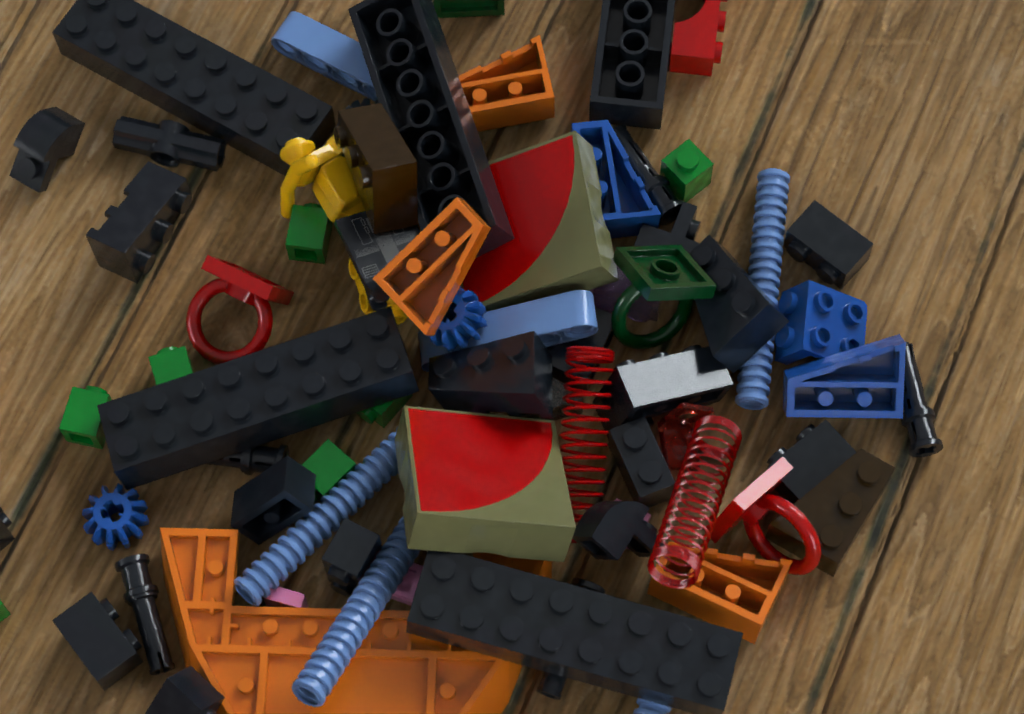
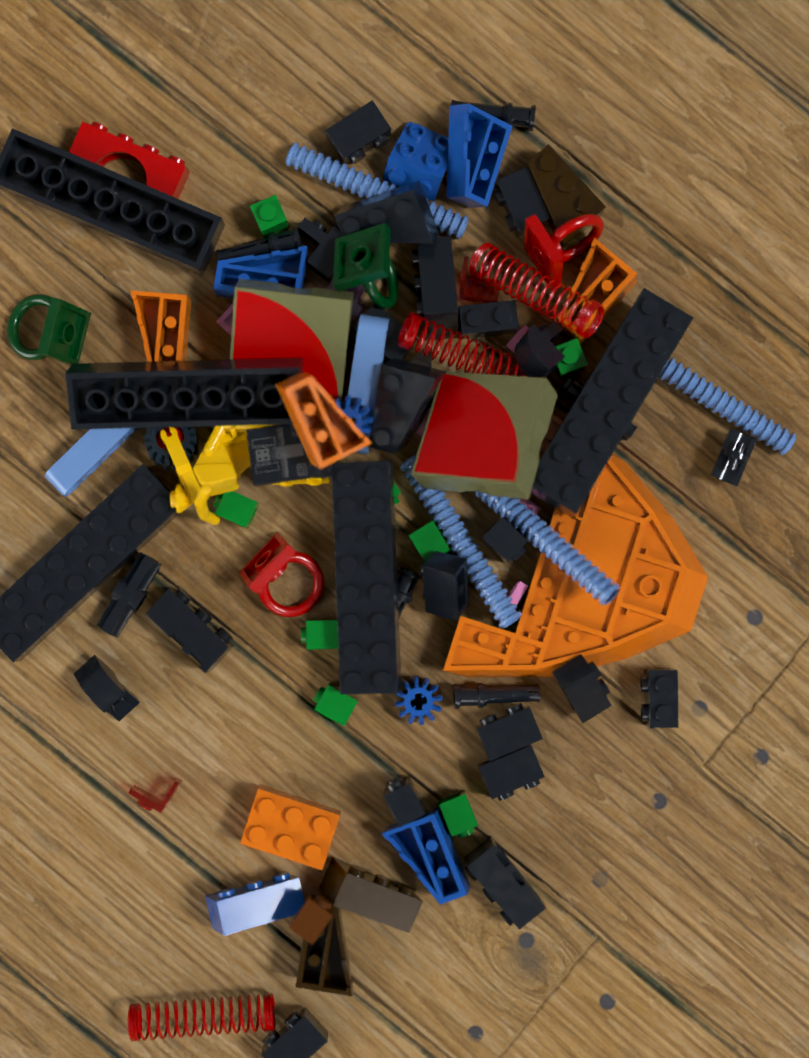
camera: 75 degrees left, 20 degrees up
(47, 661) = (511, 772): none -> black brick
(379, 166) = (219, 440): dark brown wedge -> none
(623, 577) = (573, 361): none -> green brick

